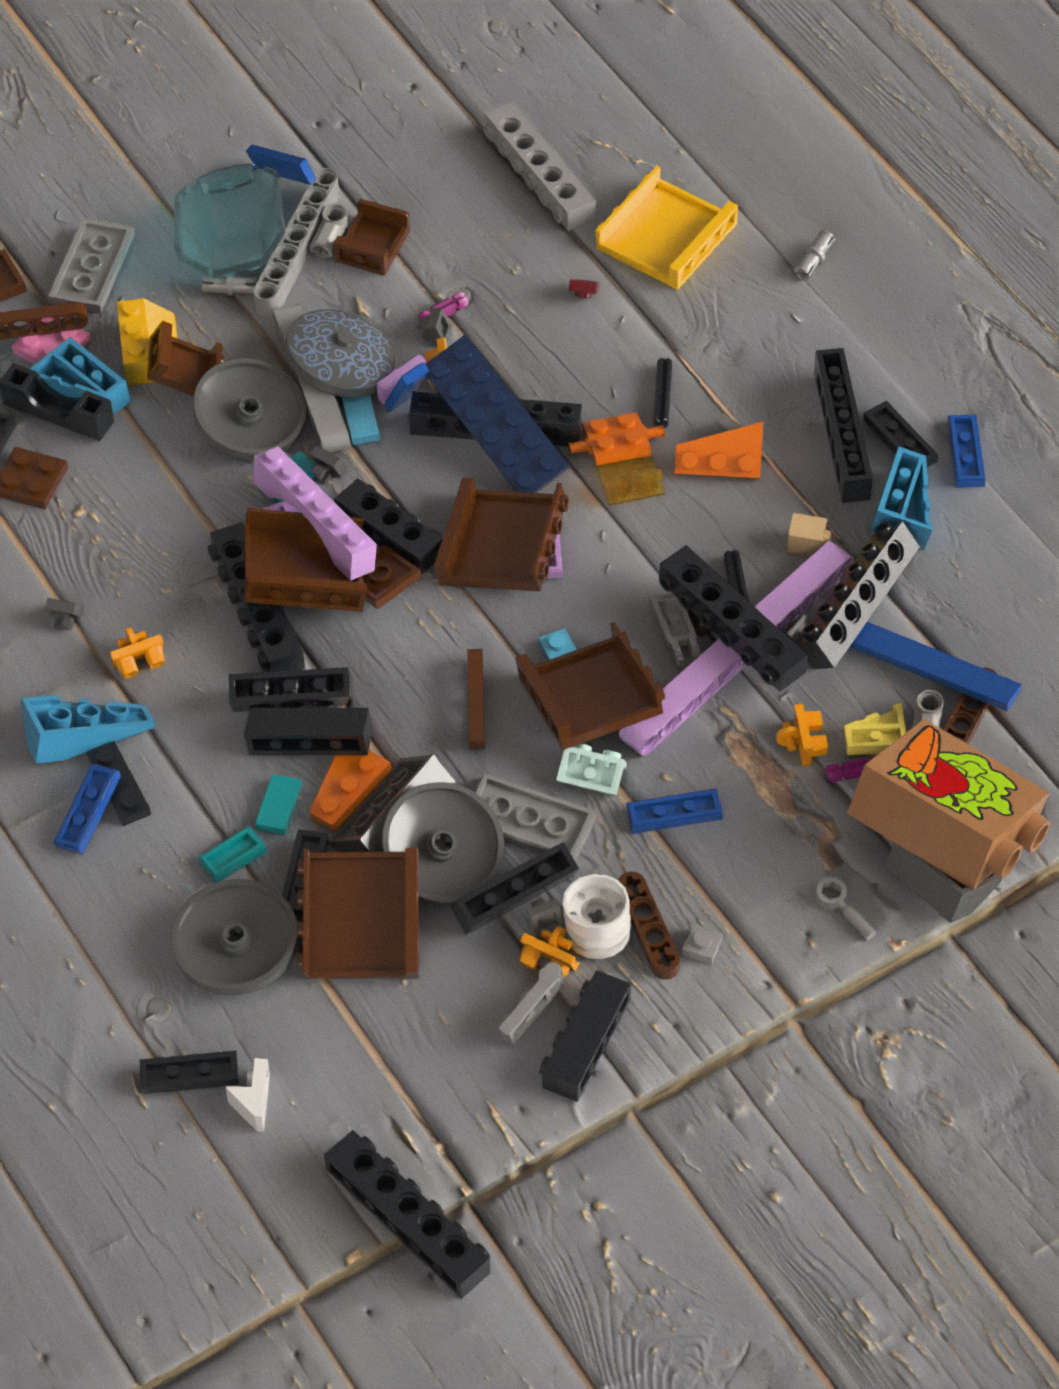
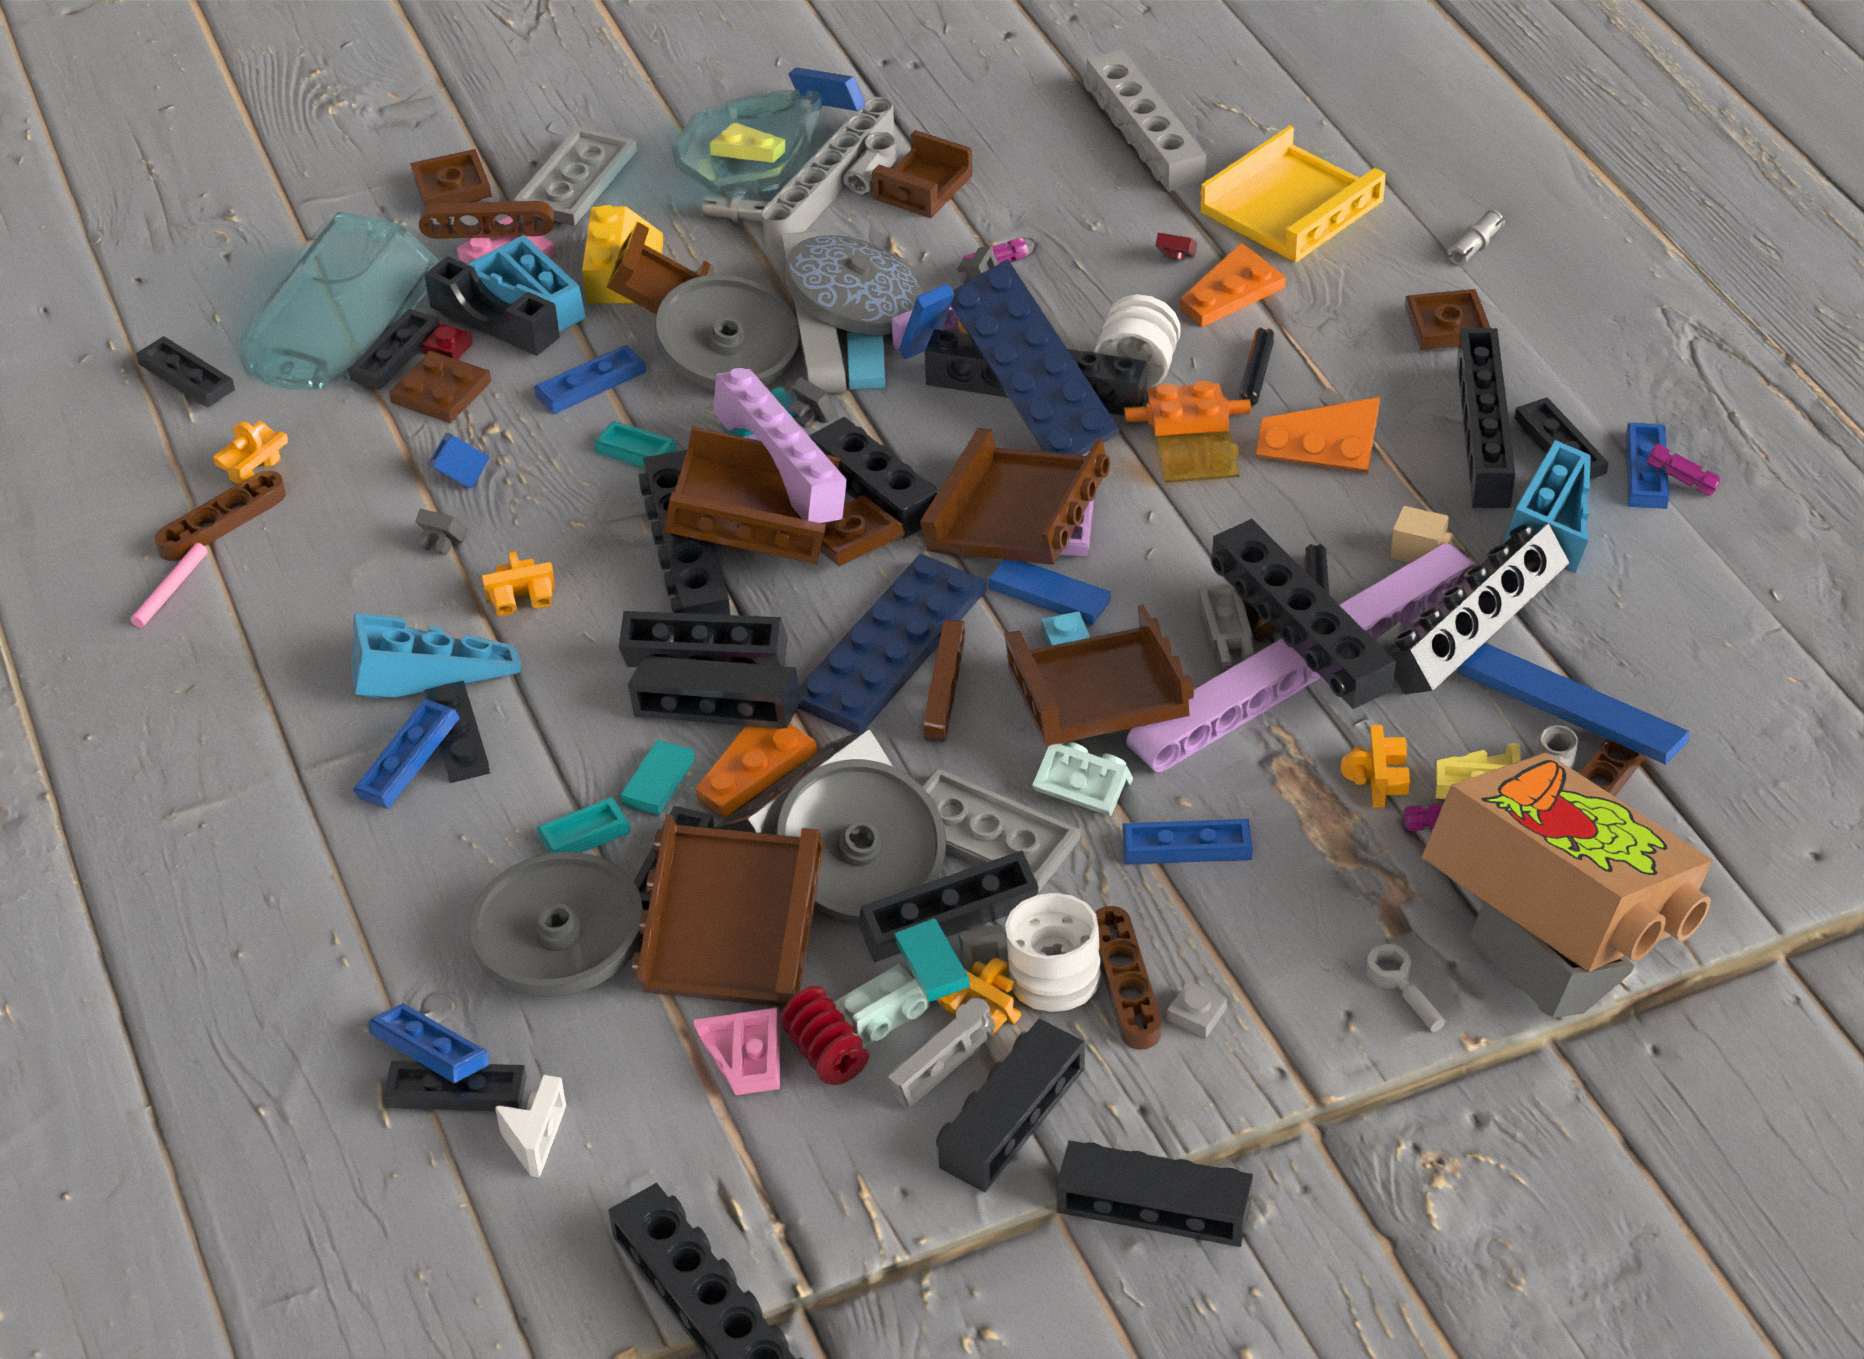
camera: 10 degrees right, 10 degrees down
(25, 436) = (448, 341): none -> dark red plate
(62, 546) = (458, 460): none -> blue panel
(147, 458) = (590, 379): none -> blue tile
(163, 1041) = (429, 1042): none -> blue tile
(196, 515) = (632, 443): none -> teal tile
(227, 223) = (748, 144): none -> light yellow wing
(389, 1016) = (745, 1048): none -> bright pink wing
(428, 669) = (889, 643): none -> dark blue plate
(444, 1001) = (824, 1036): none -> dark red piece
(478, 970) = (883, 1004): none -> light aqua bracket
(513, 935) = (932, 960): none -> teal tile
(539, 610) = (1049, 589): none -> blue tile
(572, 378) = (1143, 331): none -> white wheel
(632, 319) = (1230, 286): none -> orange wing
(696, 1089) = (1154, 1193): none -> black brick
(801, 333) = (1440, 316): none -> reddish brown plate
(993, 454) = (1683, 469): none -> magenta axle

